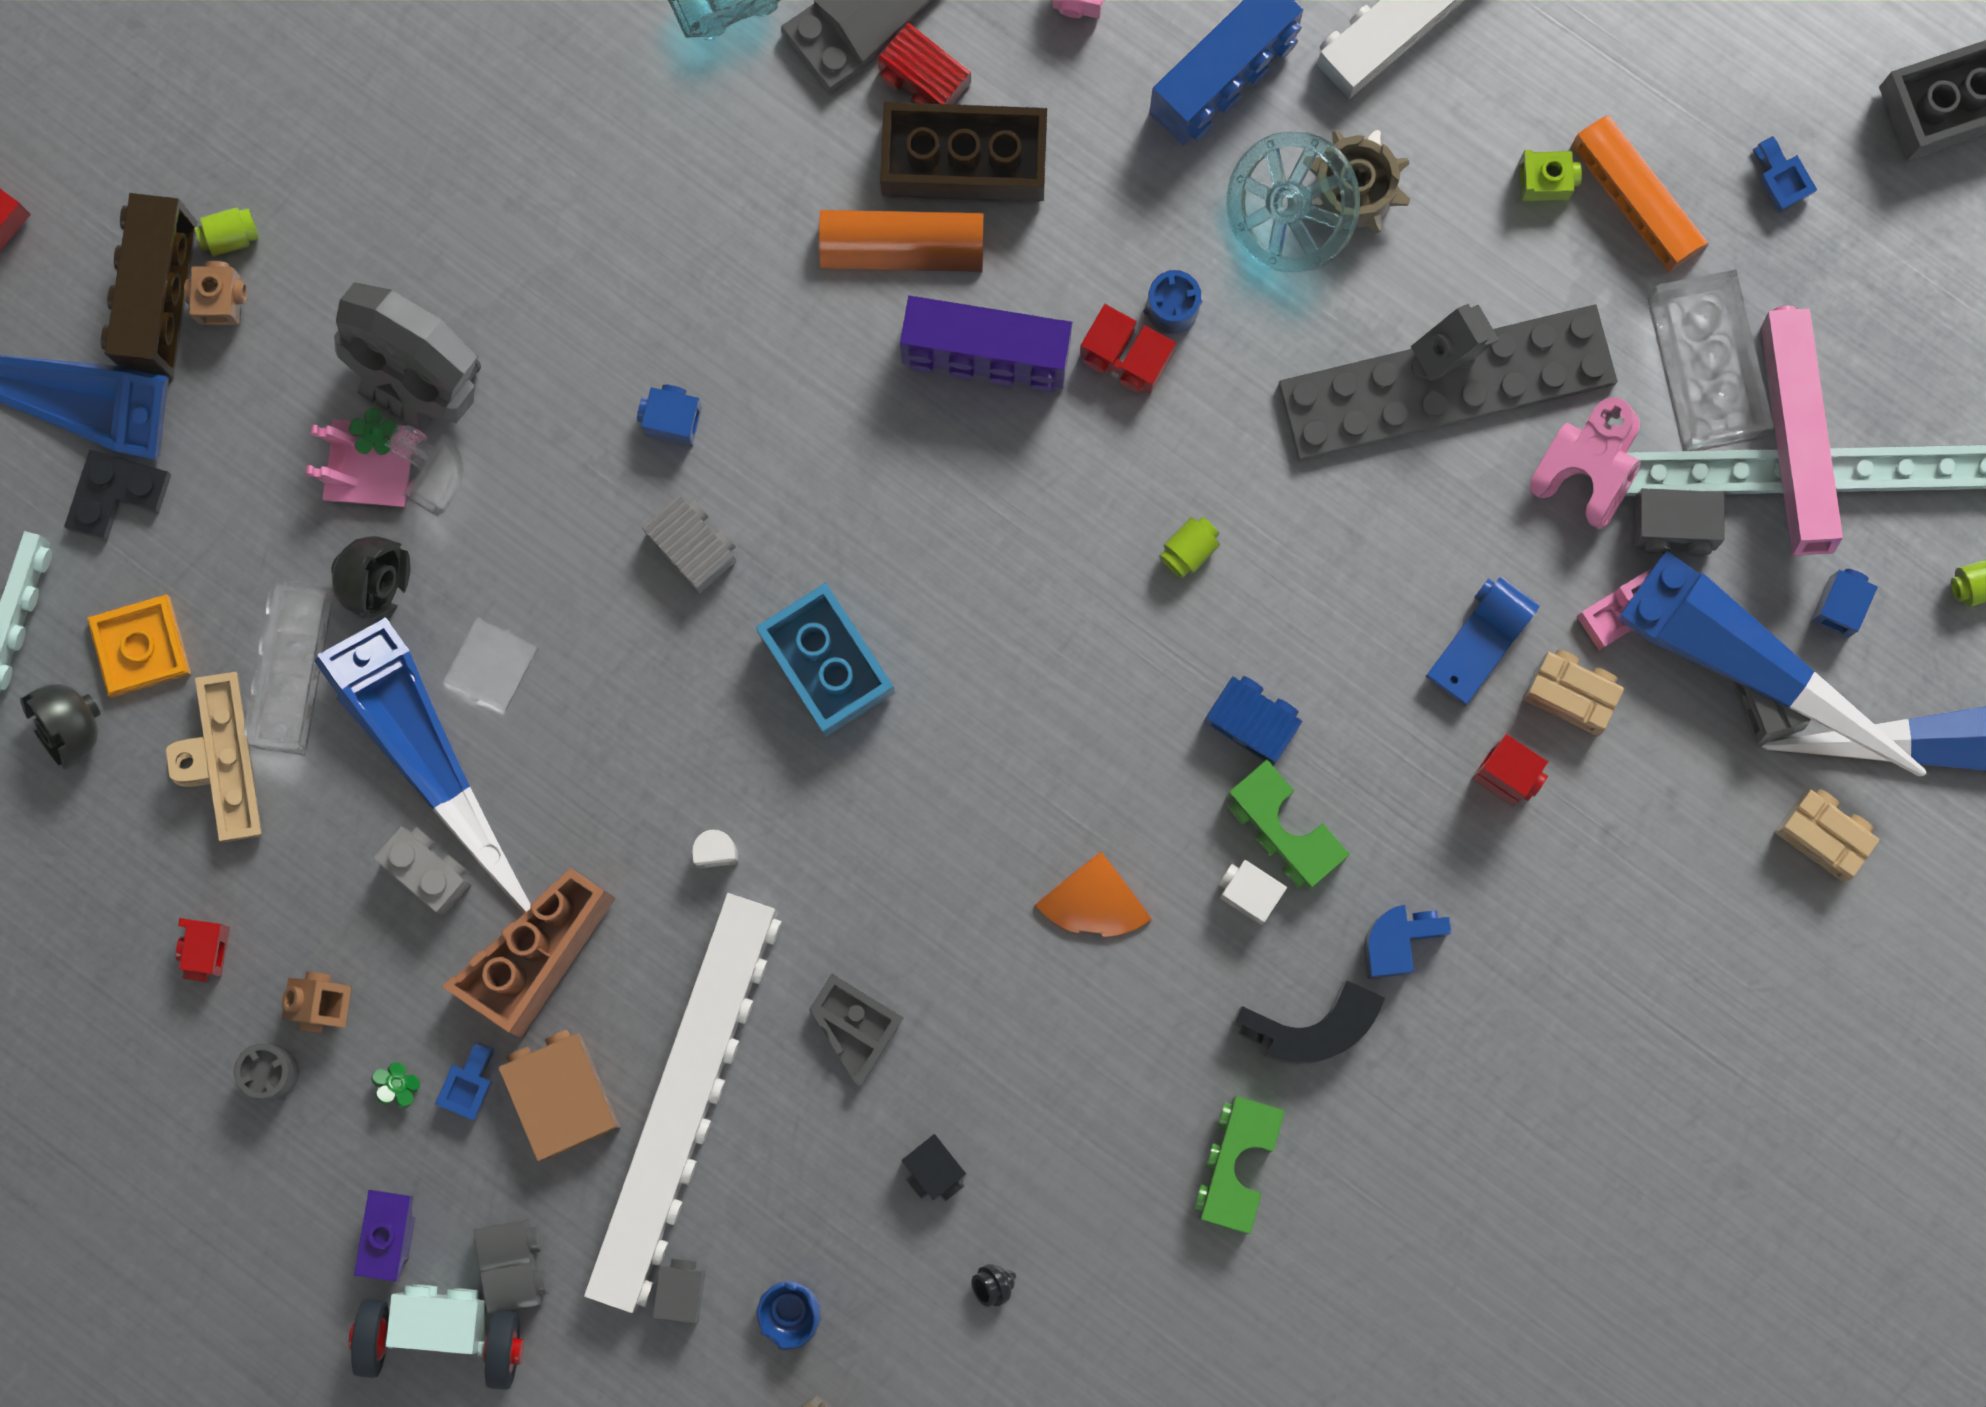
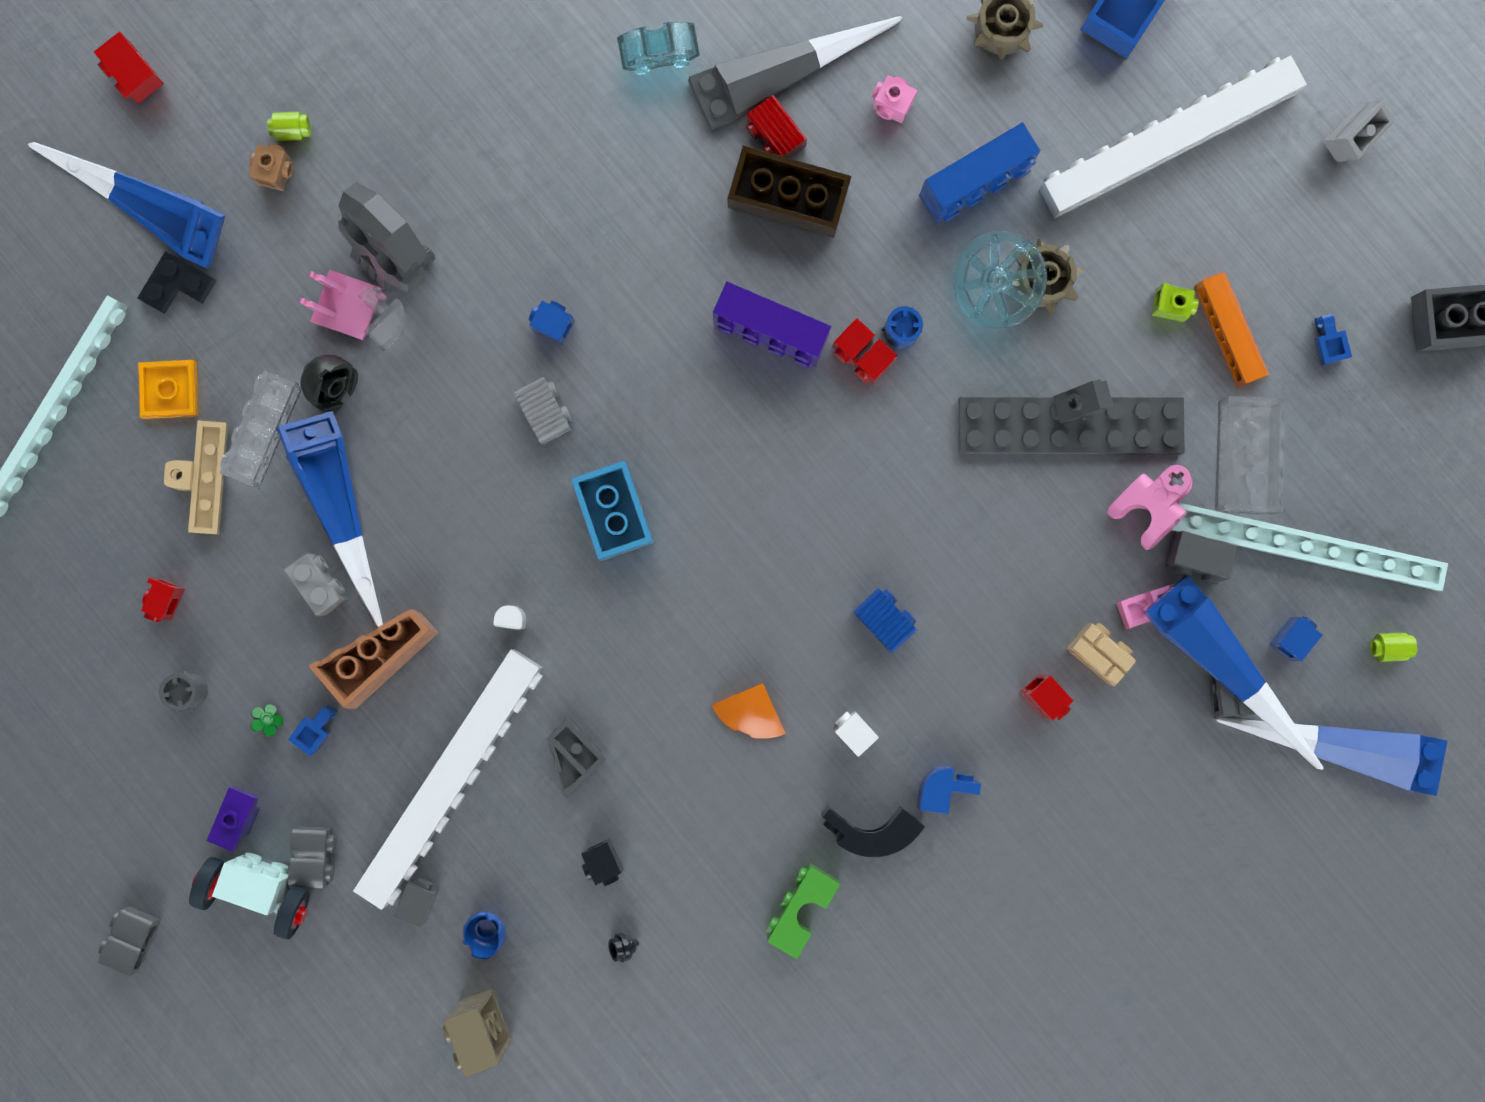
camera: 15 degrees right, 5 degrees up
(63, 722) = (105, 428): pearl dark grey cylinder -> none
(149, 284) = (225, 151): dark brown brick -> none
(316, 1002) = (225, 654): medium nougat brick -> none
(371, 432) = (352, 285): green plant -> none
(491, 664) = (395, 458): clear piece -> none
(558, 1095) = (369, 754): medium nougat brick -> none
(901, 240) = (732, 241): orange brick -> none
(1190, 546) = (872, 494): lime brick -> none
(1306, 856) = (897, 719): bright green arch -> none
(1483, 639) = (1050, 603): blue door -> none
(1801, 431) = (1299, 518): bright pink brick -> none
(1828, 834) = (1245, 790): tan brick -> none

